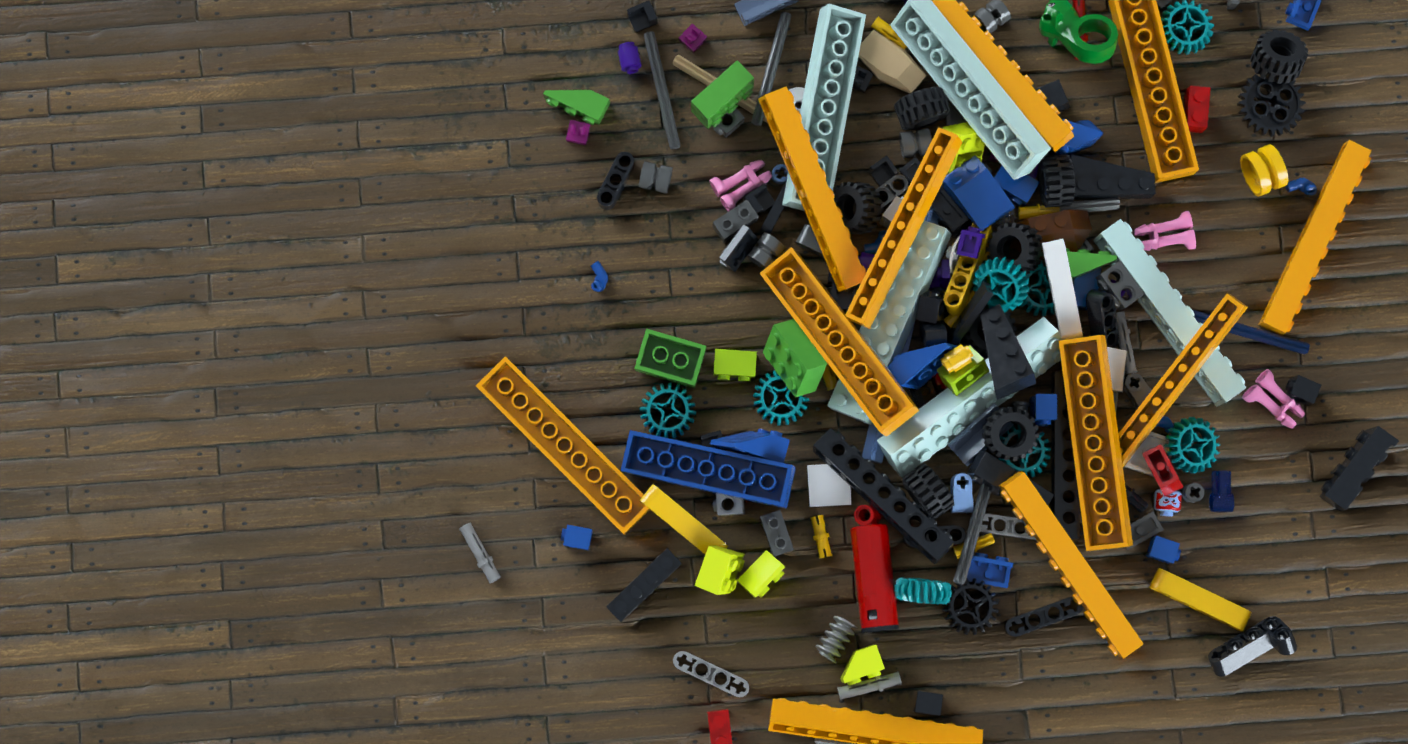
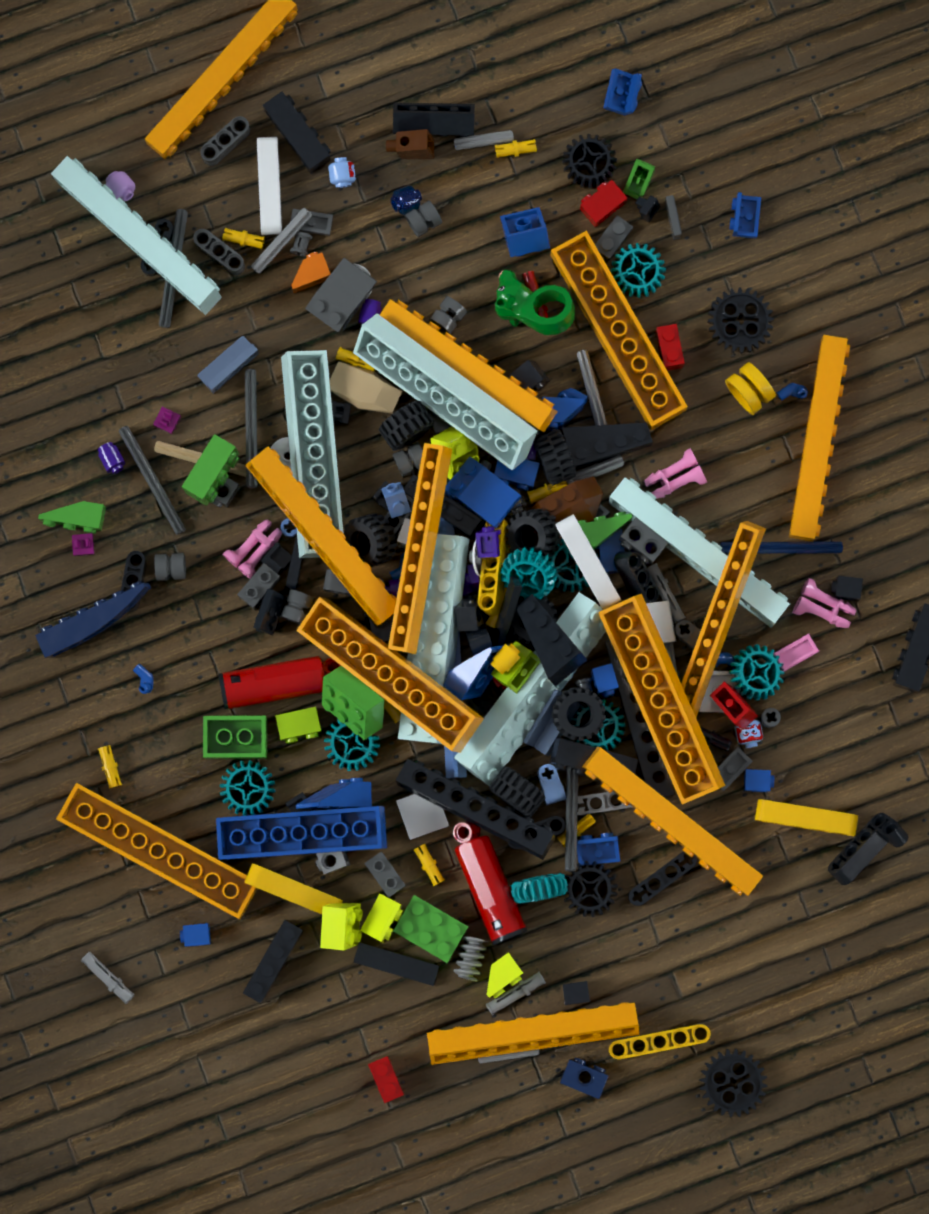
camera: 10 degrees left, 0 degrees up
(541, 351) = (109, 766): none -> yellow pin
(563, 207) = (88, 622): none -> dark blue slope
(642, 16) = (112, 414): black panel -> none
(710, 675) = (362, 1025): light grey beam -> none
(724, 316) = (274, 681): none -> red piece
(761, 622) = (396, 964): none -> black tile
(805, 599) = (430, 929): none -> bright green brick
(892, 176) = (396, 499): none -> medium blue bracket
(1108, 125) = (591, 387): none -> light grey axle
(1221, 497) = (799, 713): clear blue piece -> none
(1236, 437) = (796, 652): none -> bright pink tile
(1279, 56) = (734, 274): black tyre -> none

